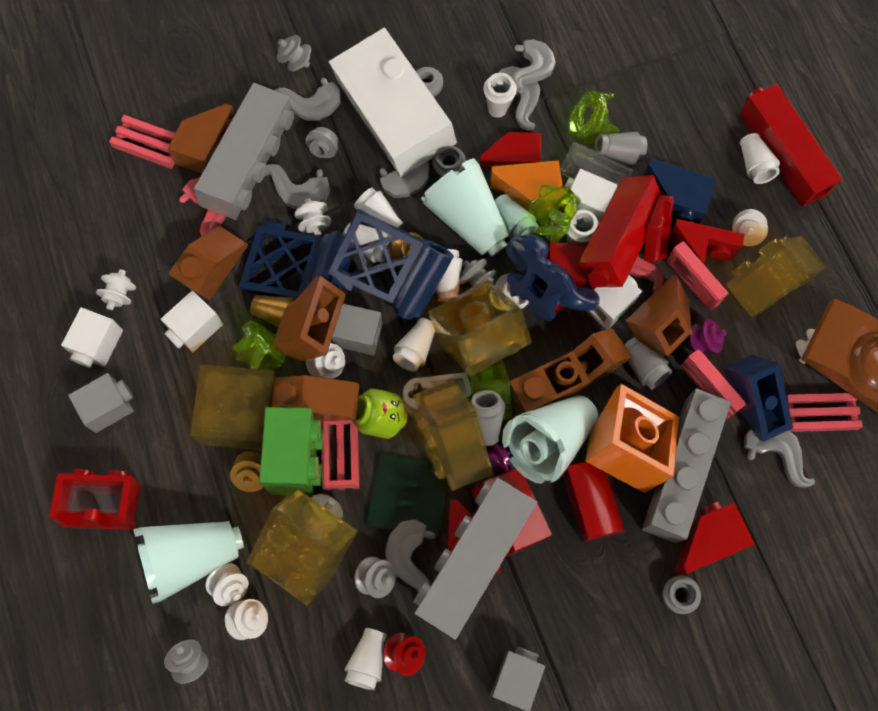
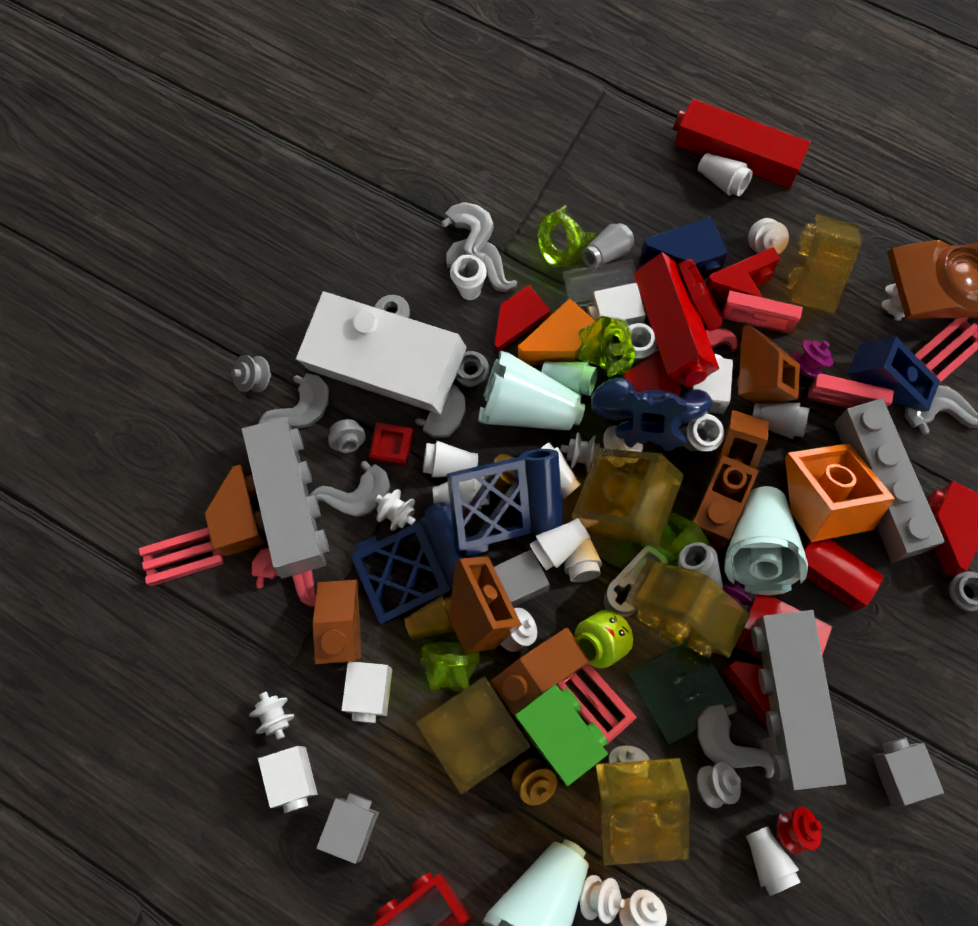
camera: 30 degrees left, 0 degrees up
(350, 172) = (391, 444): none -> red tile
(402, 323) = (559, 543): none -> white cone
(579, 320) = (709, 431): none -> white cone

